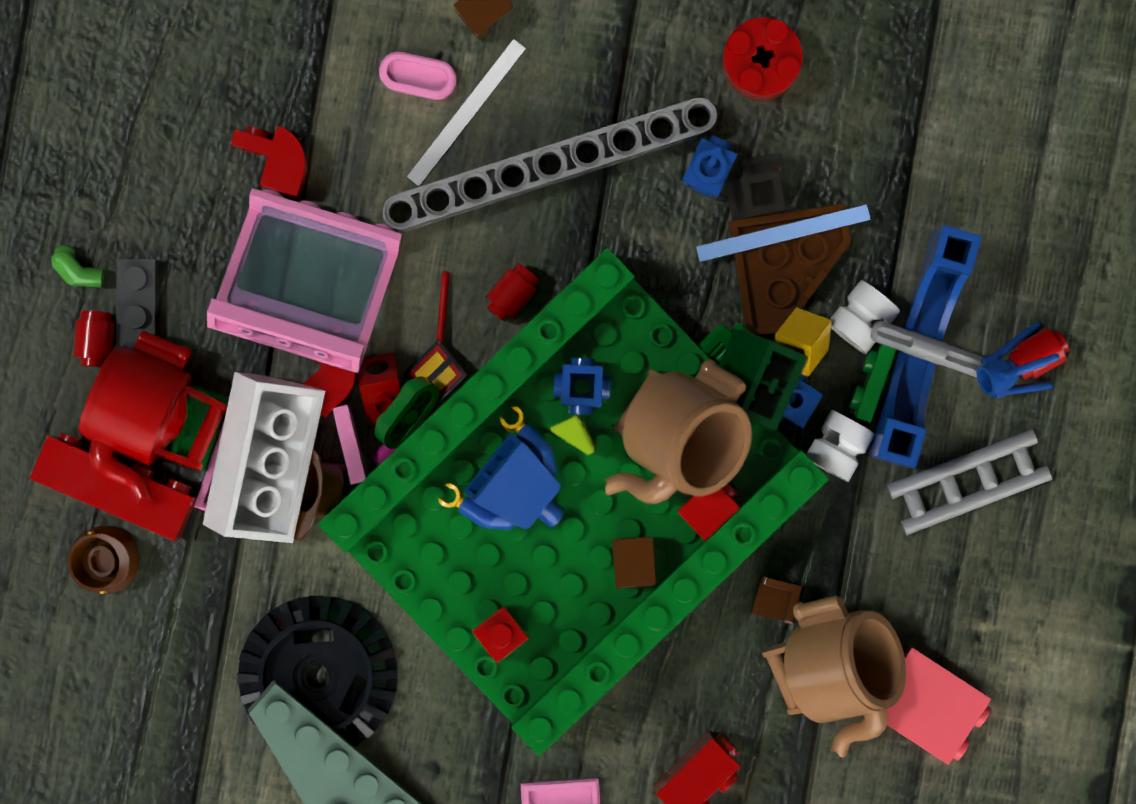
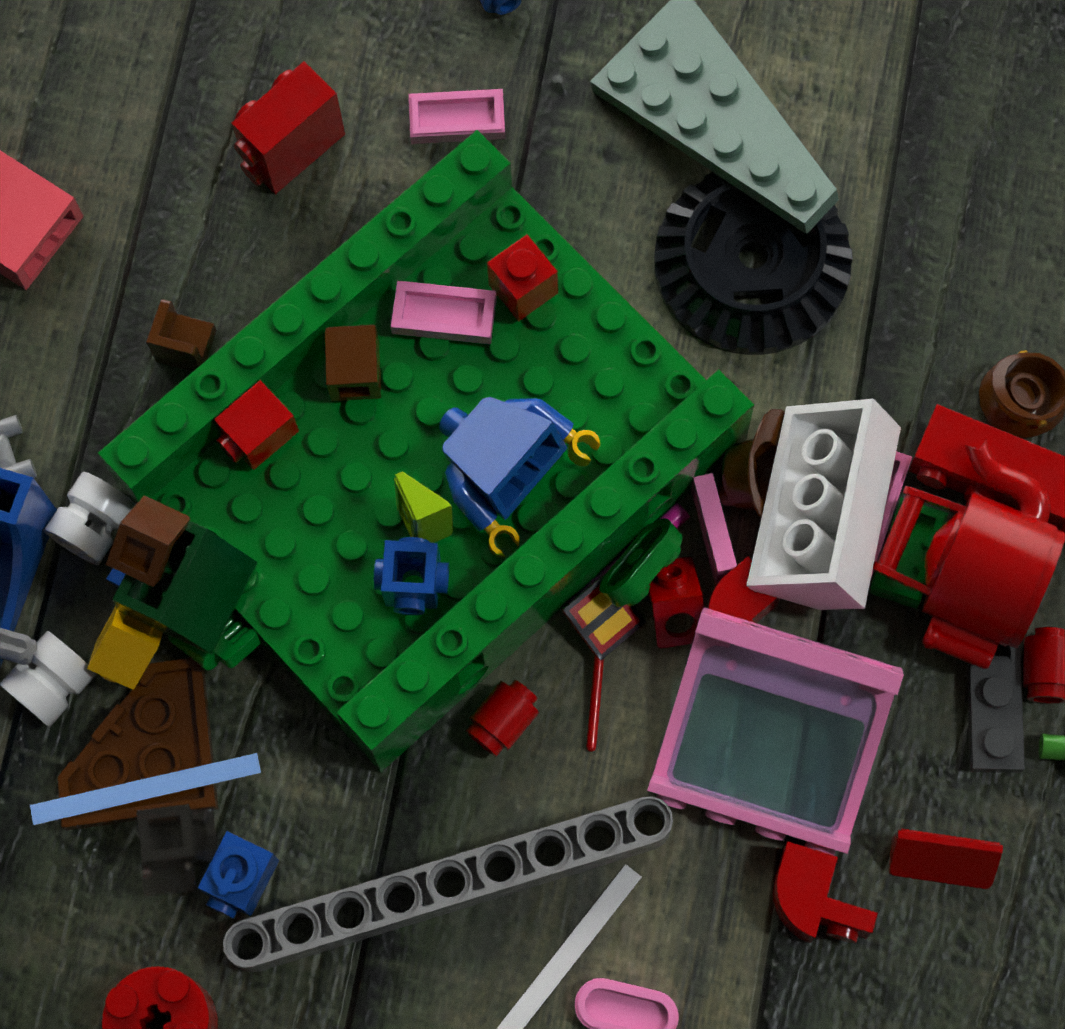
camera: 175 degrees left, 15 degrees down
(179, 190) = (944, 858): none -> red slope
(563, 609) = (443, 312): none -> bright pink tile
(683, 434) = (282, 506): medium nougat piece -> none
(781, 400) = (146, 540): none -> reddish brown panel
(840, 669) = (104, 242): medium nougat piece -> none
(877, 366) = (50, 579): green plate -> none

